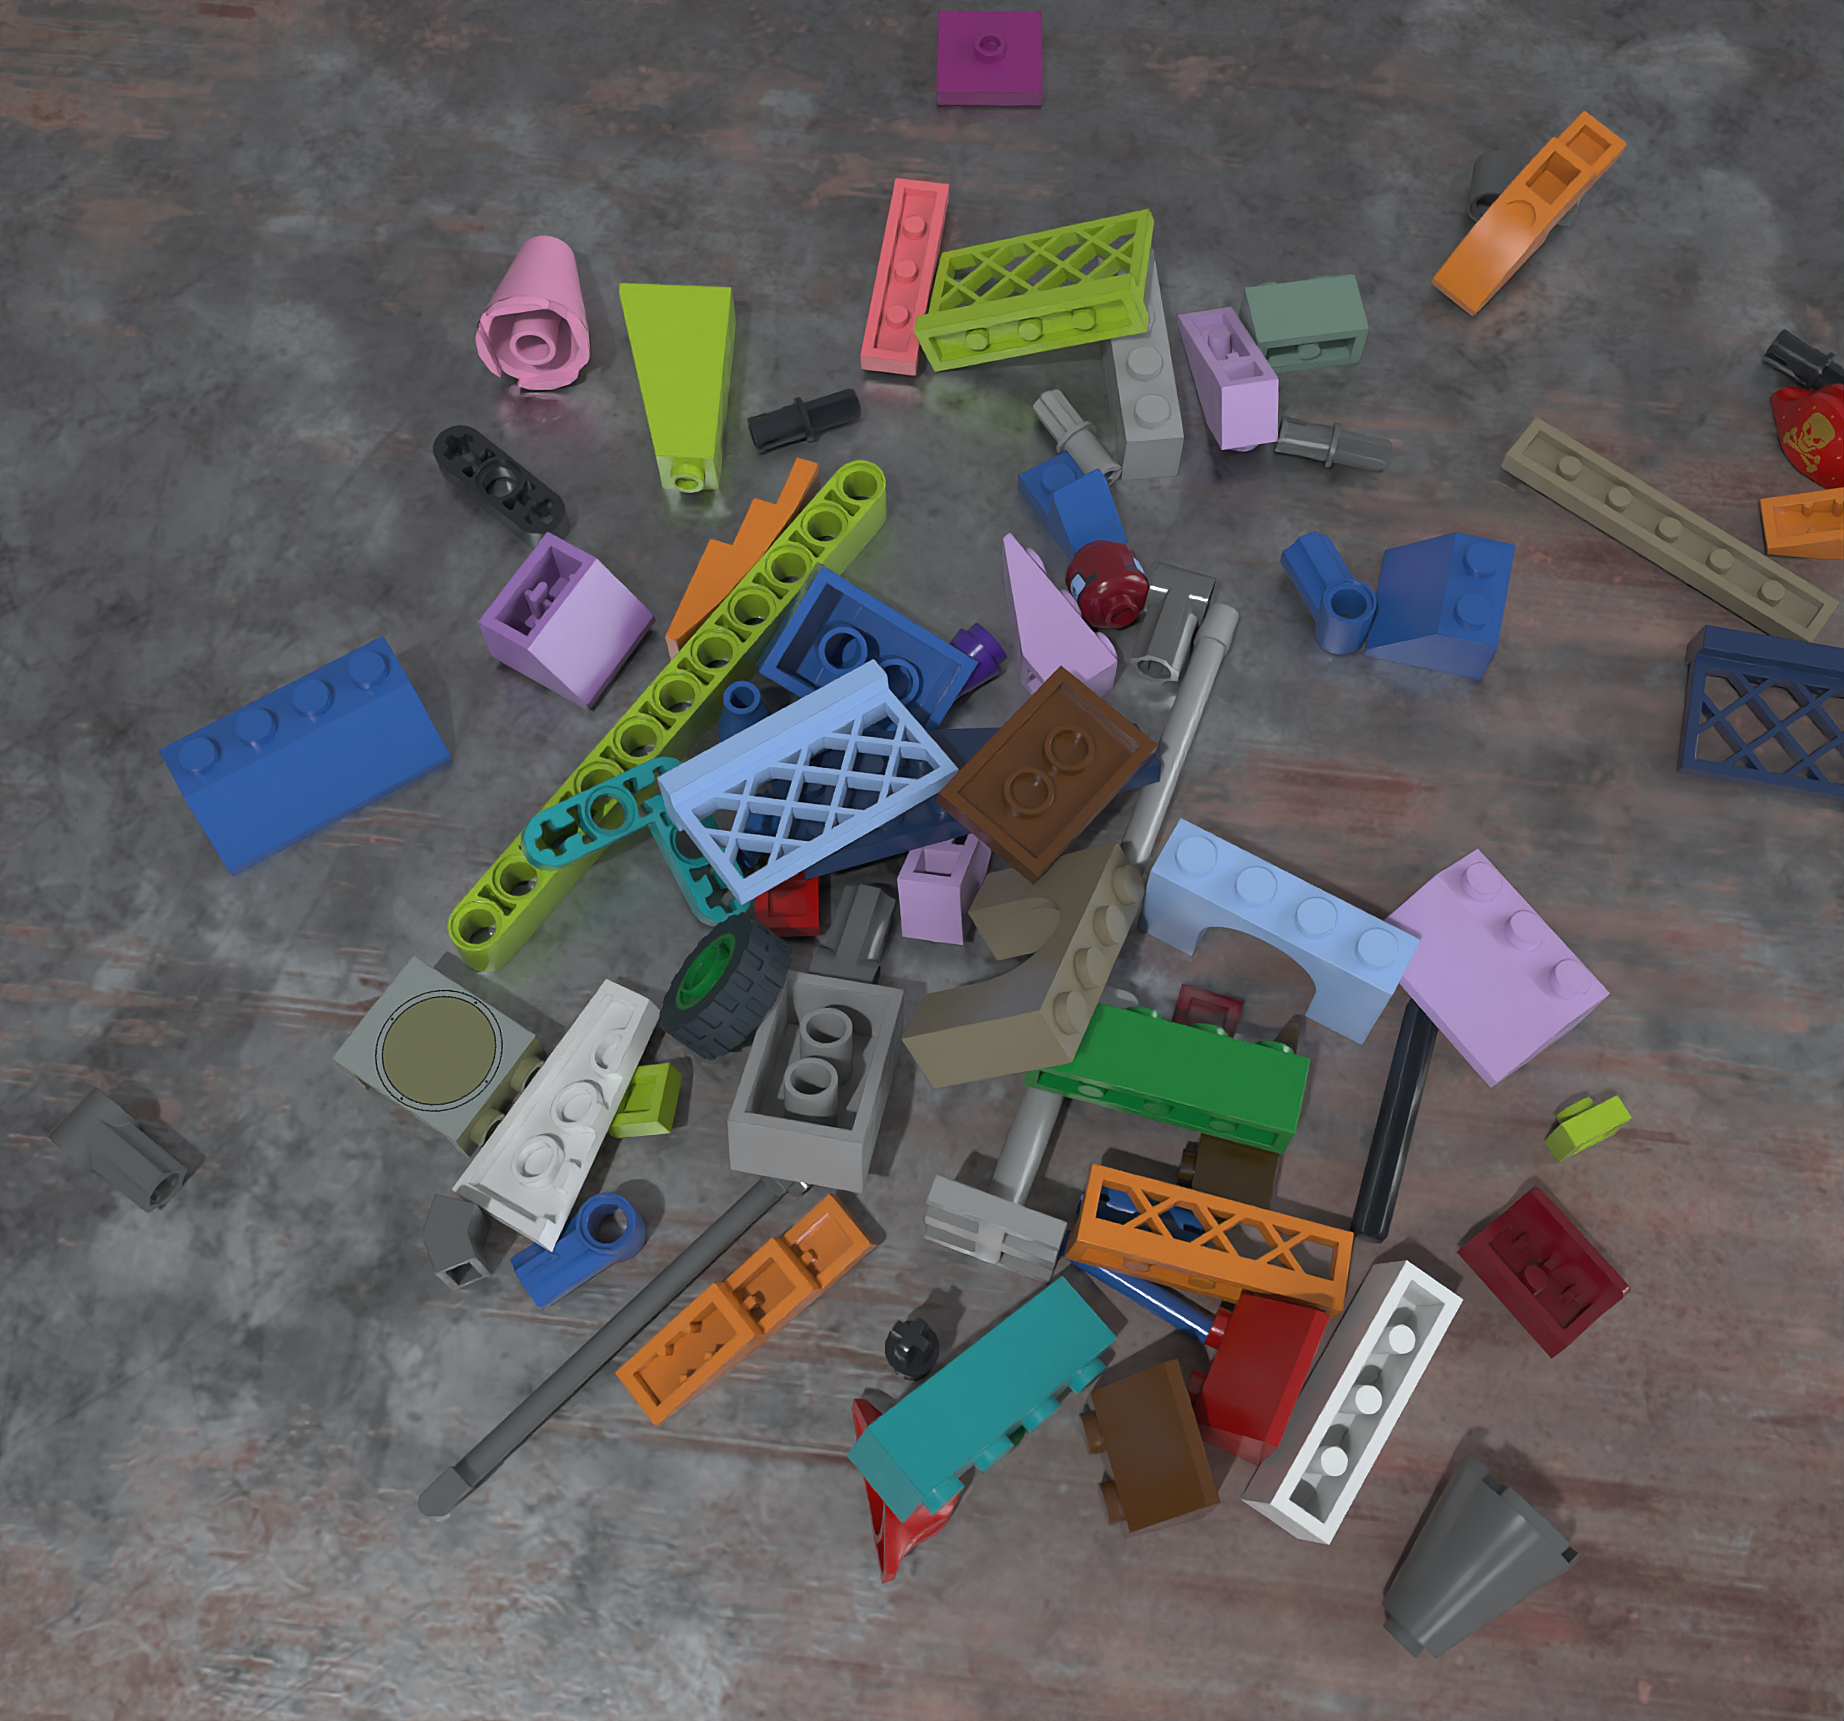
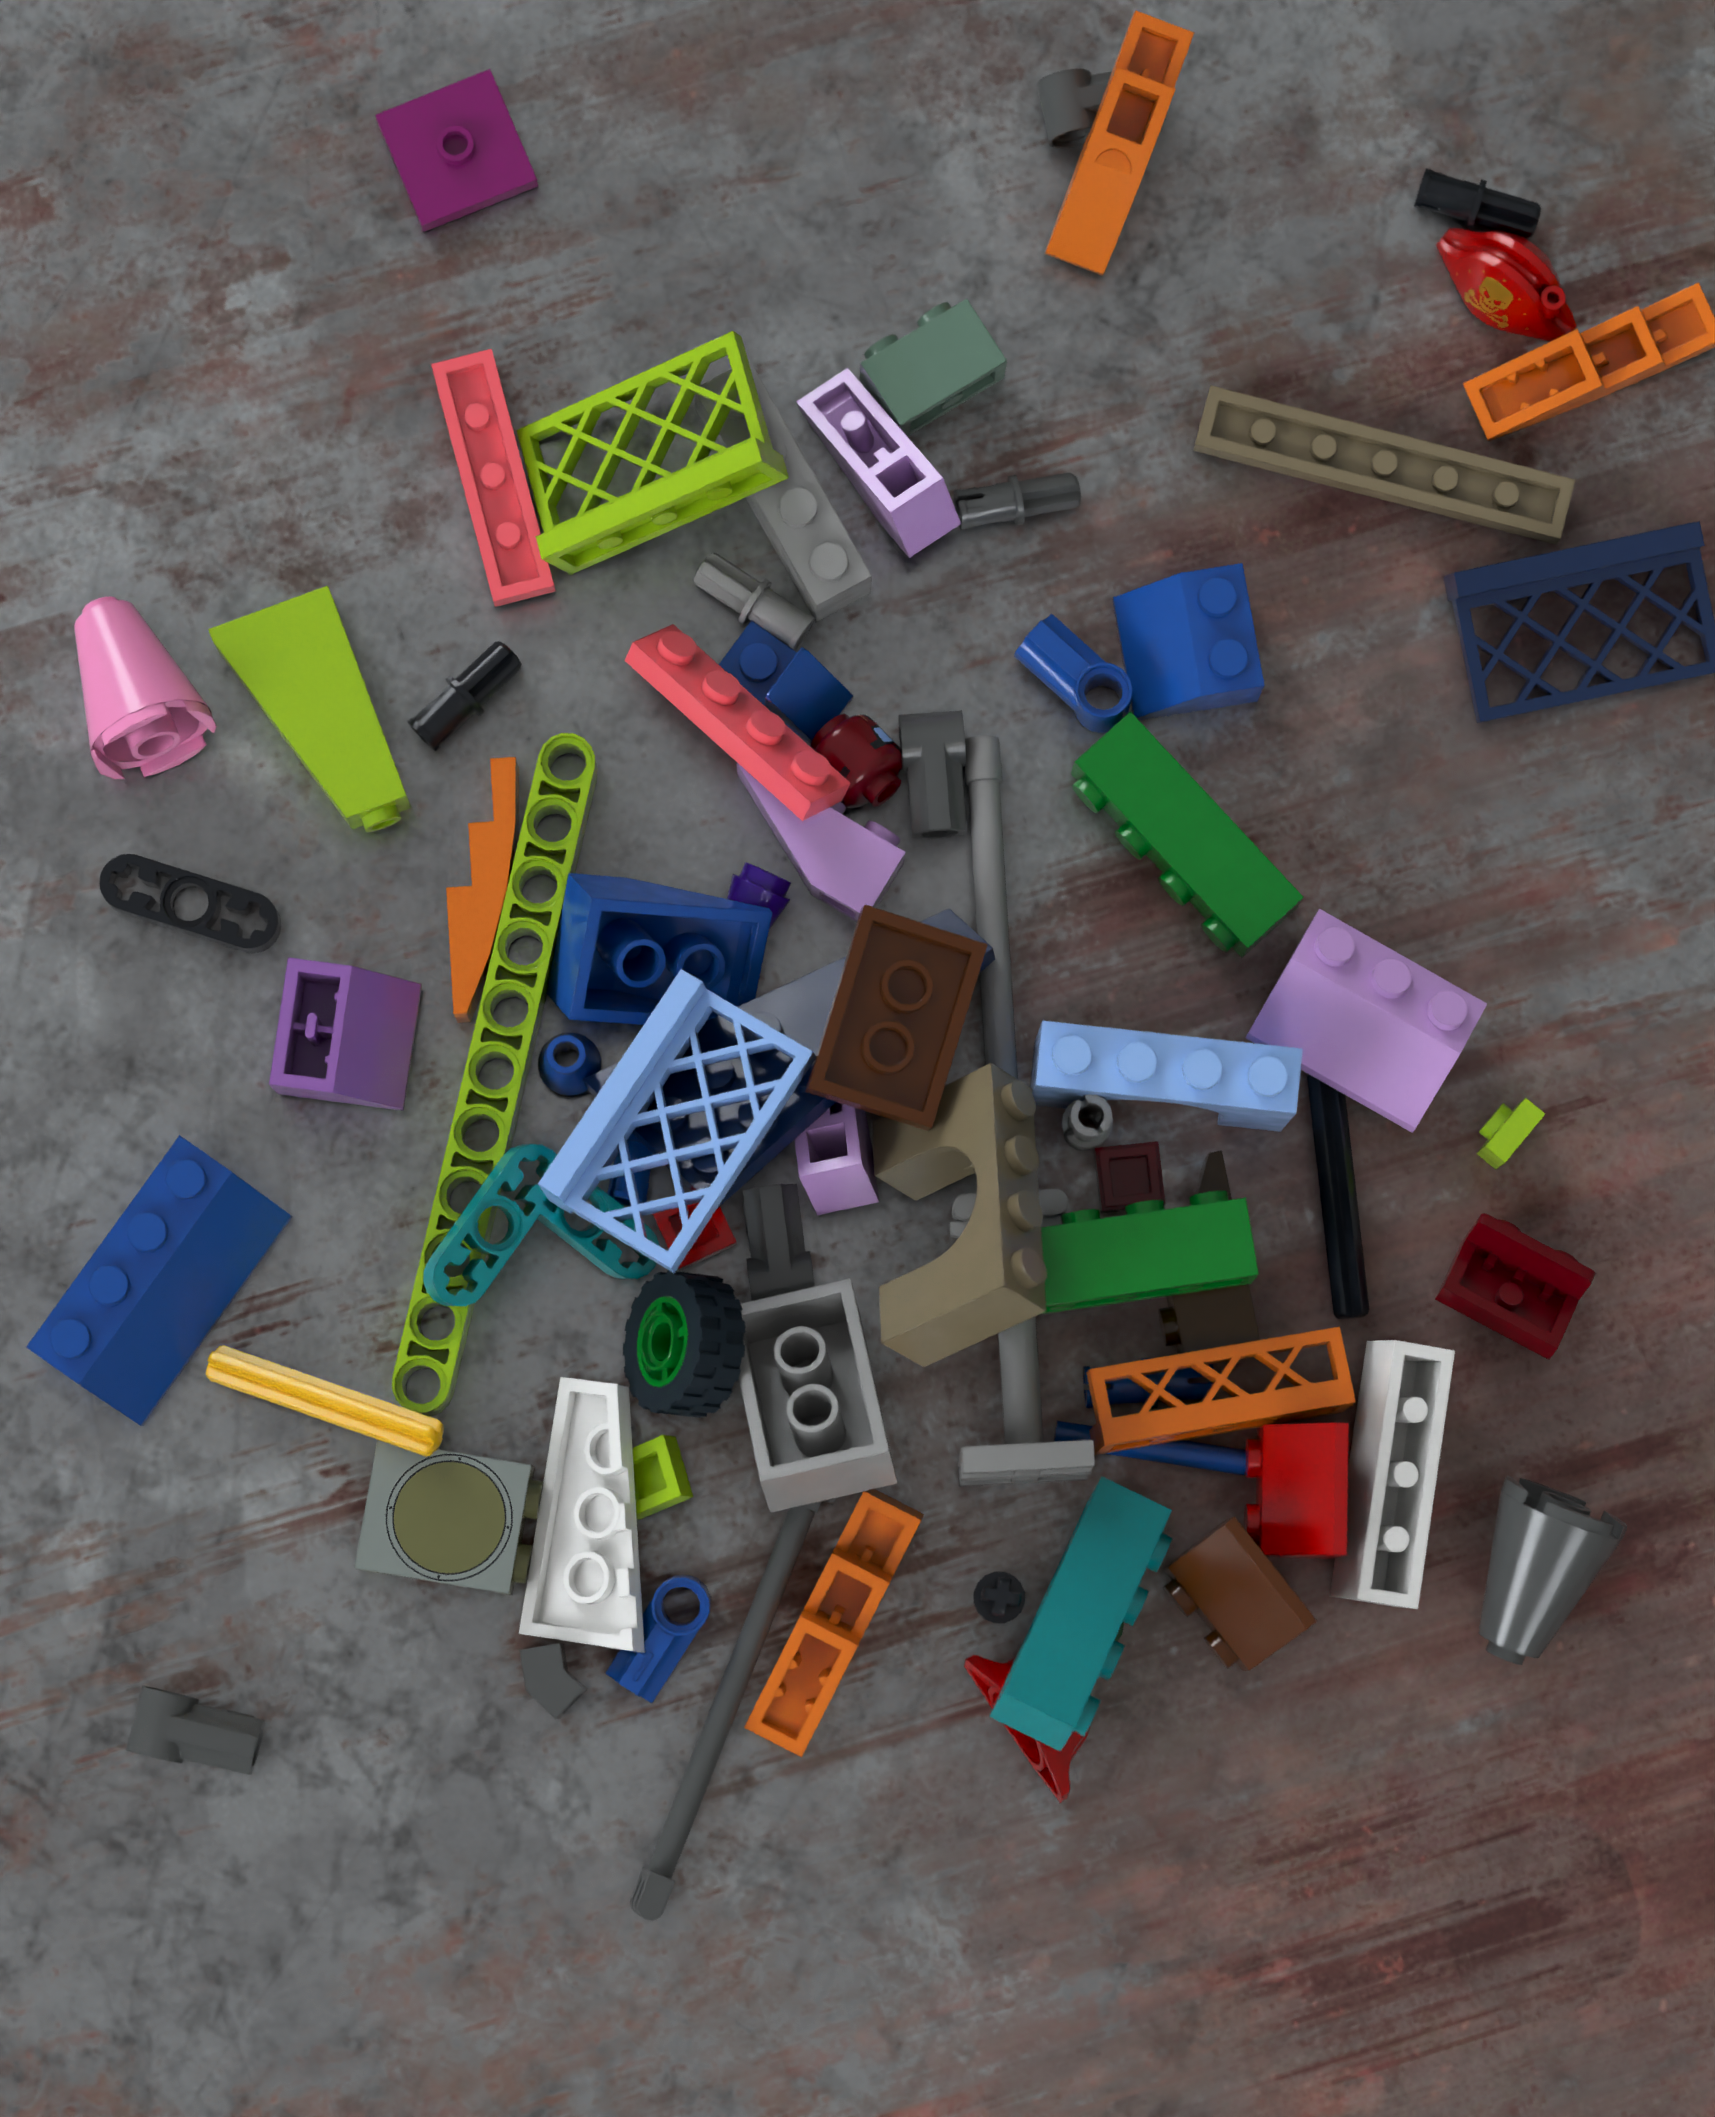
camera: 30 degrees left, 15 degrees up
(390, 909) = (325, 1400): none -> yellow axle
(1019, 511) = (737, 722): none -> coral plate
(1184, 946) = (1091, 1108): none -> light grey pin
(1375, 755) = (1184, 835): none -> green brick

